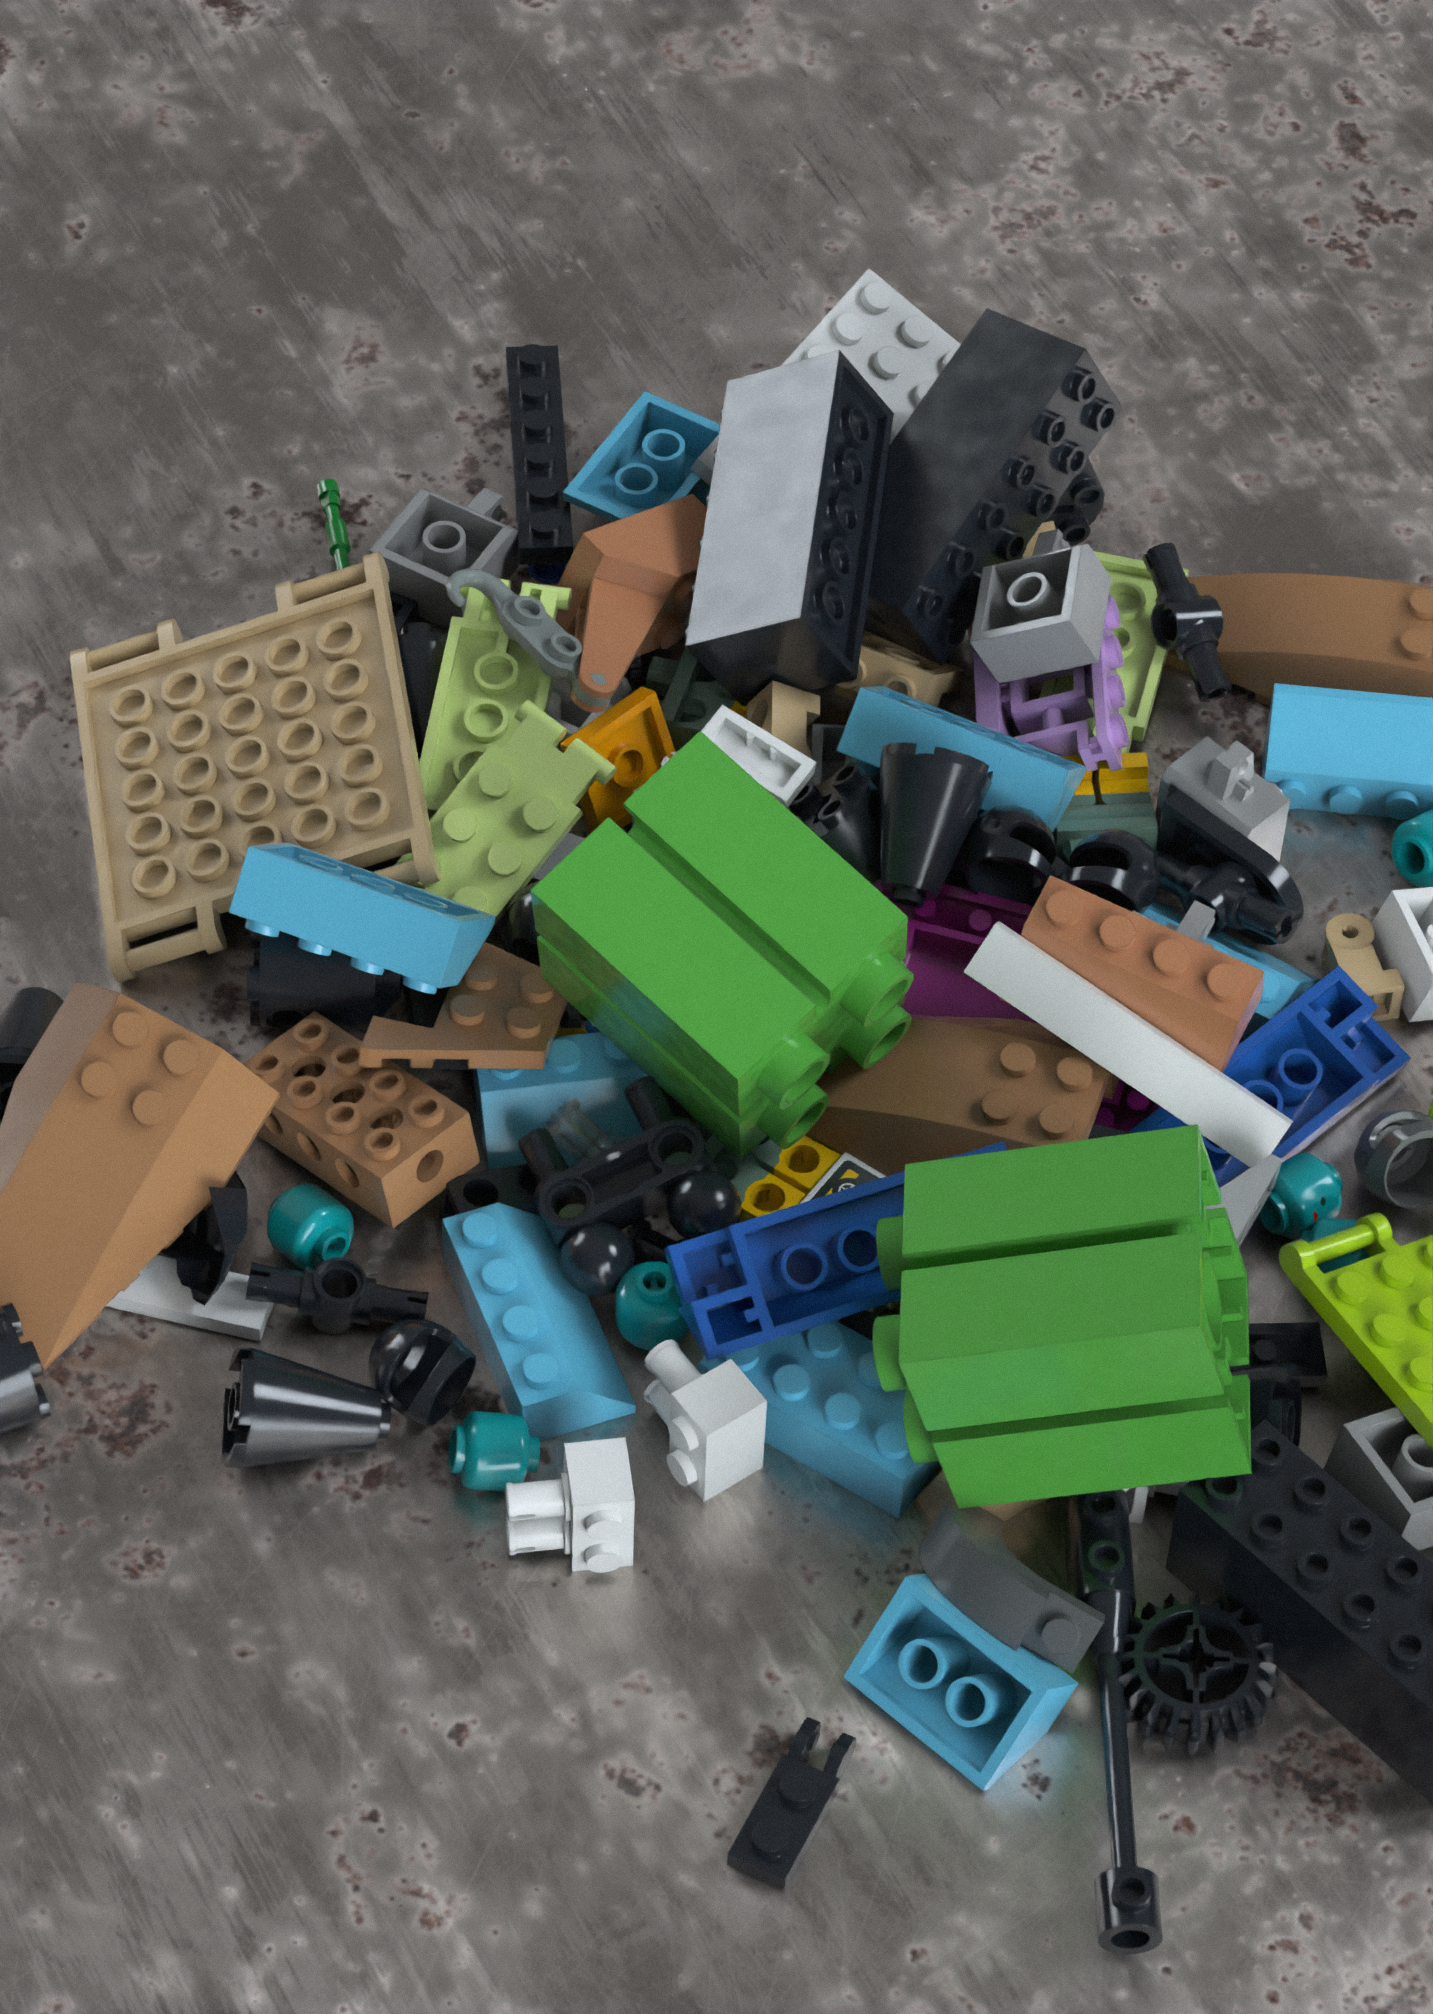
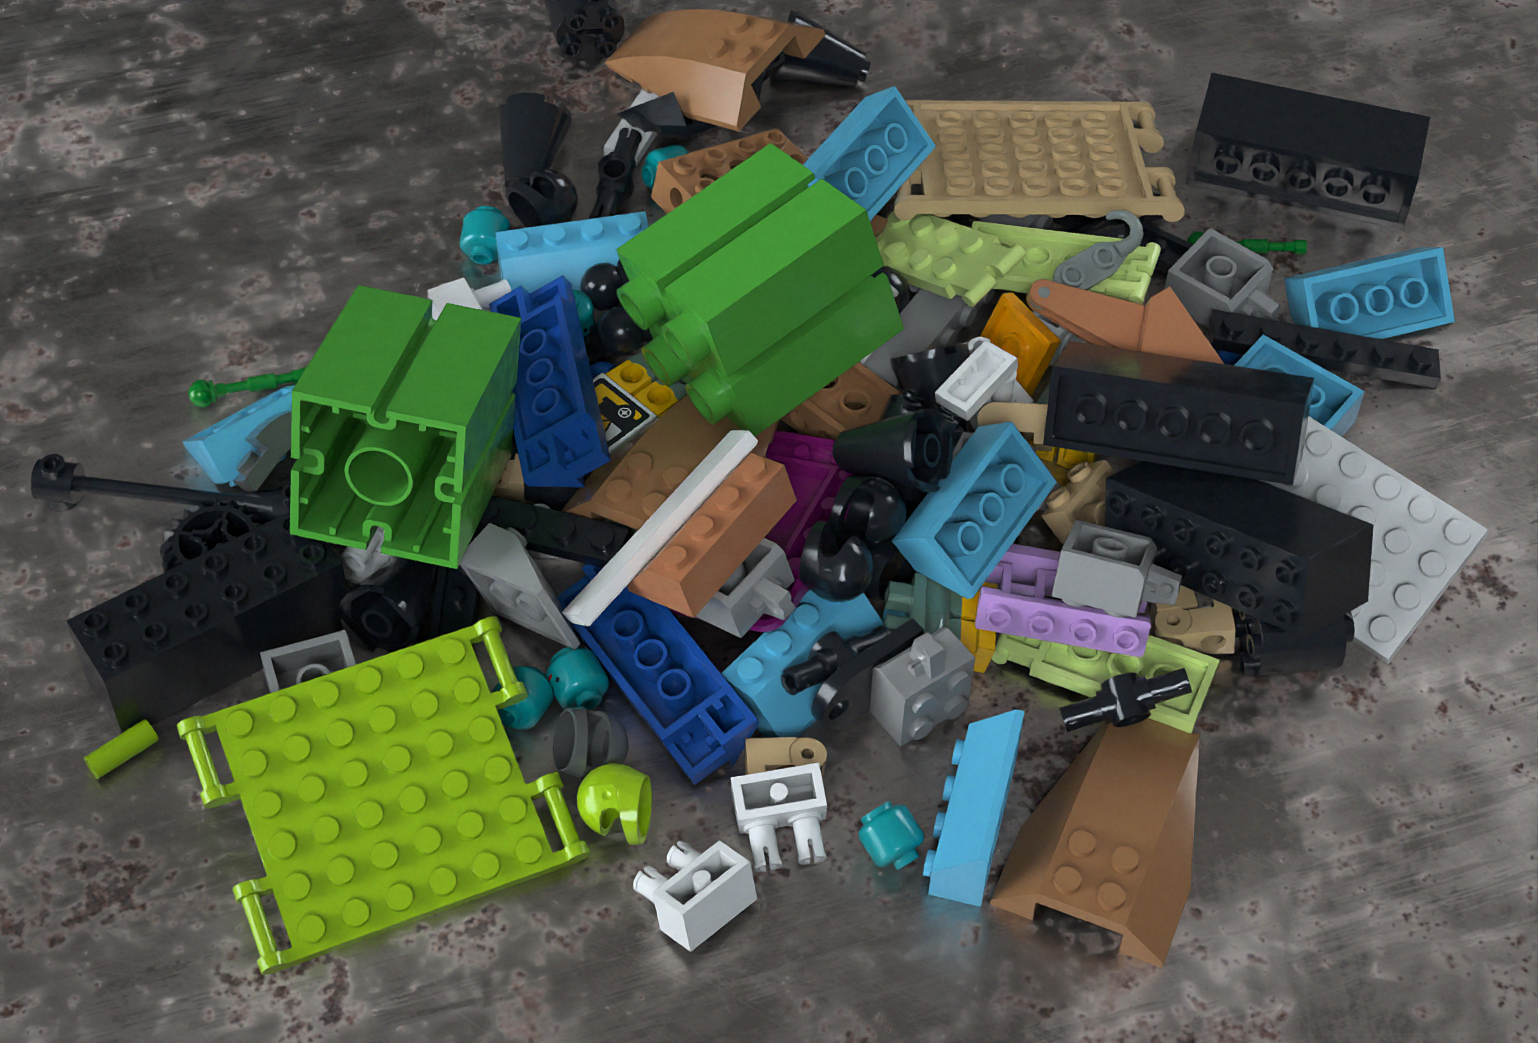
camera: 100 degrees right, 0 degrees up
(168, 463) = (1308, 150): none -> black brick
(424, 408) = (1375, 295): none -> medium azure slope
(582, 1512) = (417, 253): white brick -> none
(790, 1808) = (202, 347): black hinge -> none
(886, 1773) = (203, 392): none -> green piece

